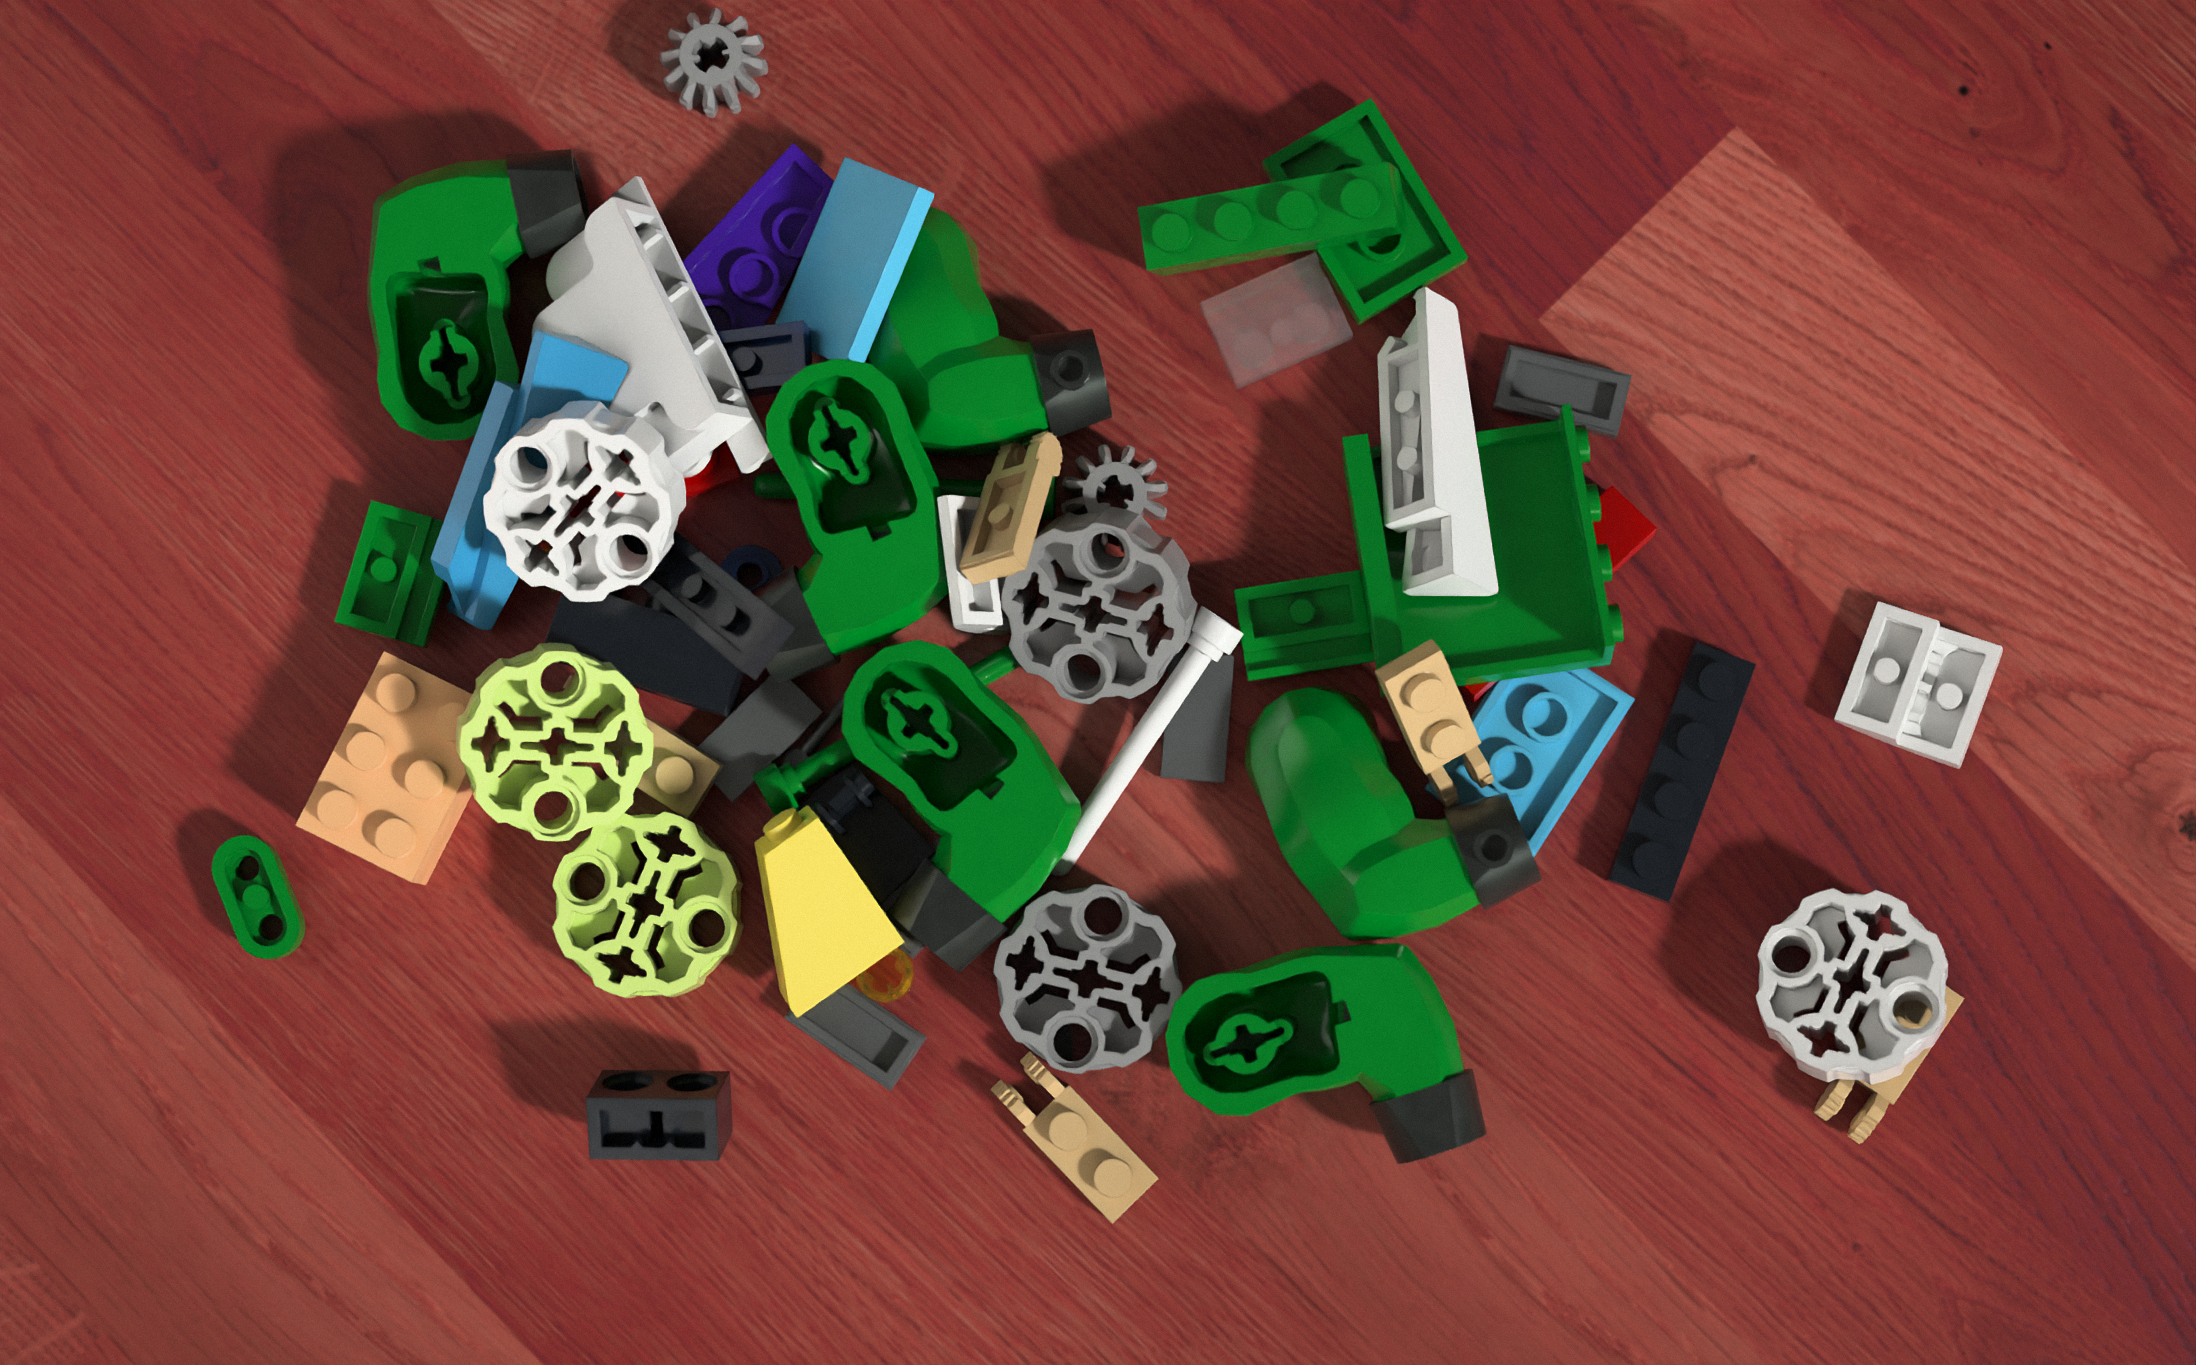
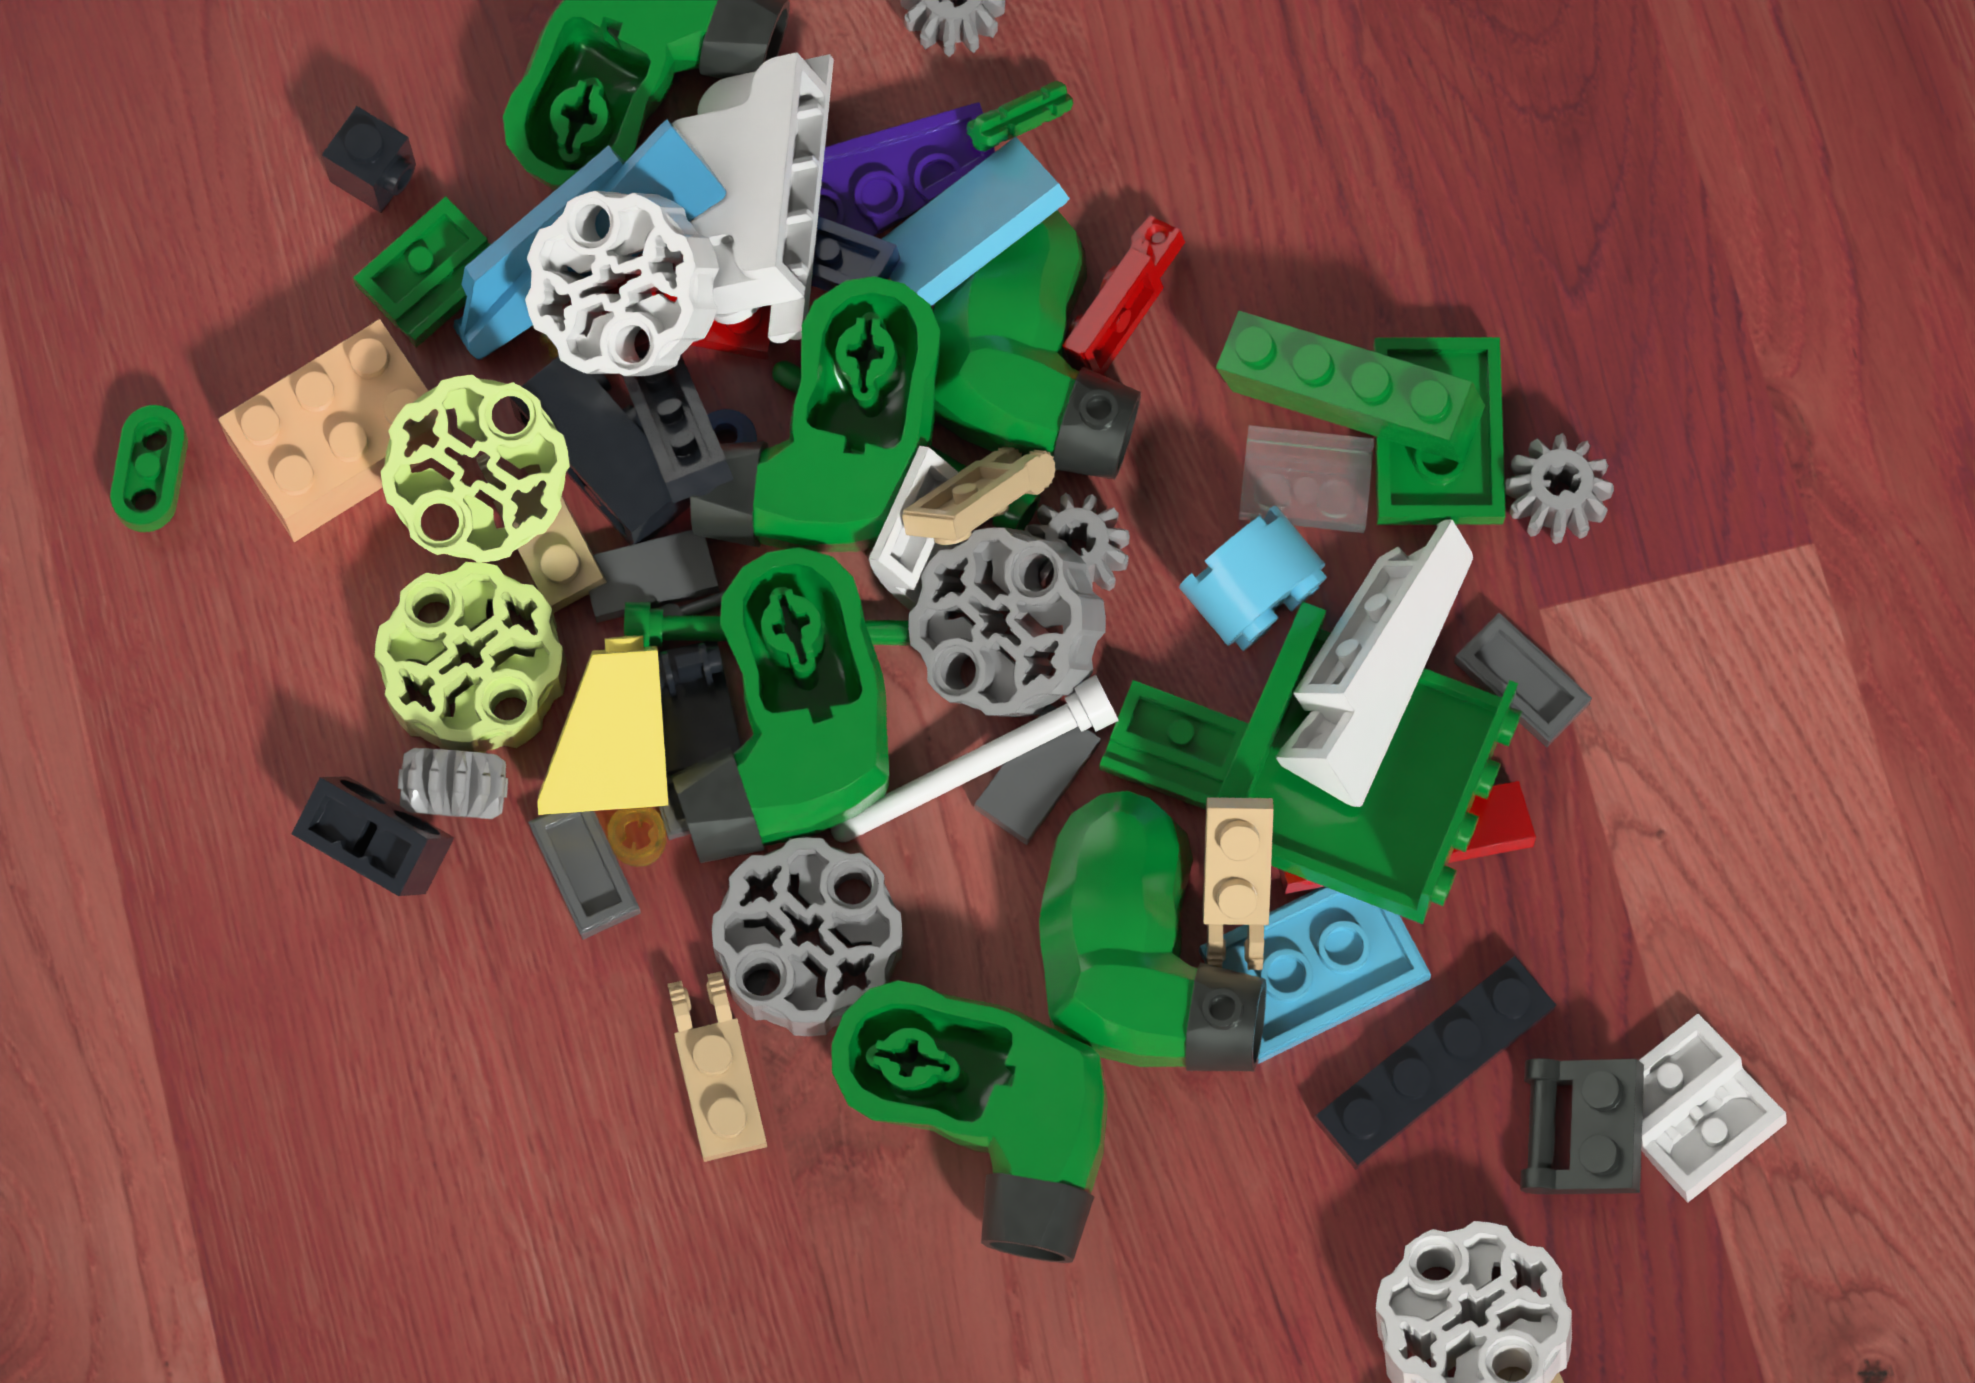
camera: 30 degrees right, 10 degrees down
(283, 505) = (369, 159): none -> black brick
(701, 1028) = (452, 783): none -> light grey gear
(835, 135) = (1019, 116): none -> green axle
(1023, 247) = (1123, 297): none -> red hinge
(1289, 440) = (1253, 577): none -> medium azure brick
(1521, 217) = (1545, 470): none -> light grey gear
(1858, 748) = (1603, 1126): none -> pearl dark grey plate

